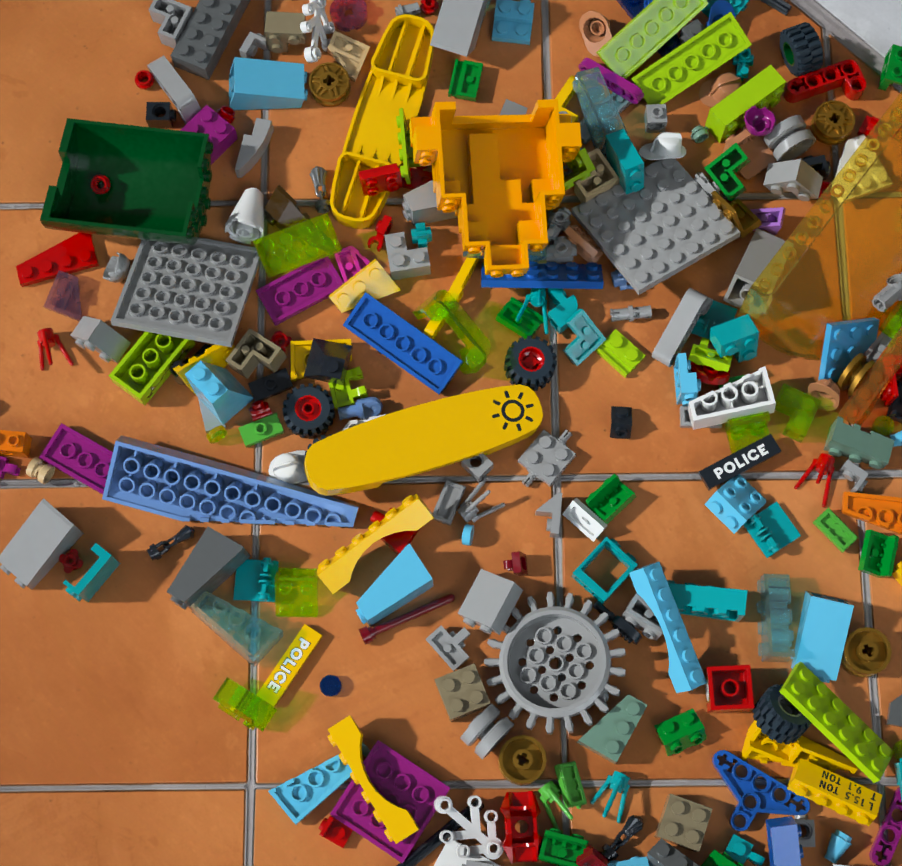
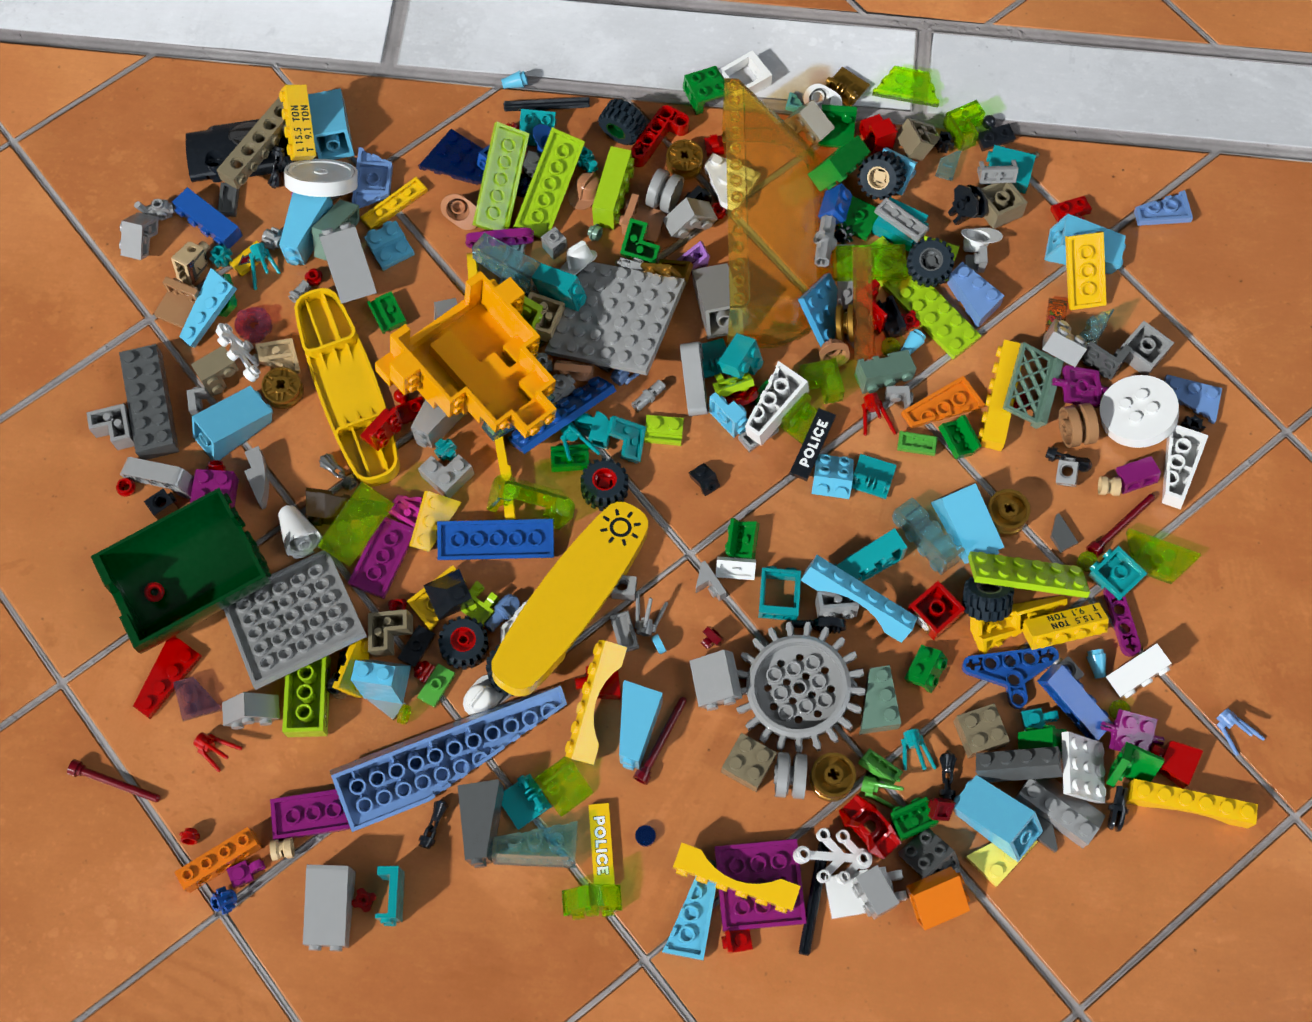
camera: 40 degrees left, 5 degrees down
(117, 268) = (220, 646): light grey hair -> none
(383, 228) = (411, 465): red plate -> none
(406, 152) = (387, 394): lime bracket -> none
(450, 646) = (711, 736): light grey hinge -> none
(546, 458) = (671, 545): light grey plate -> none
(759, 121) = (635, 191): magenta hair -> none

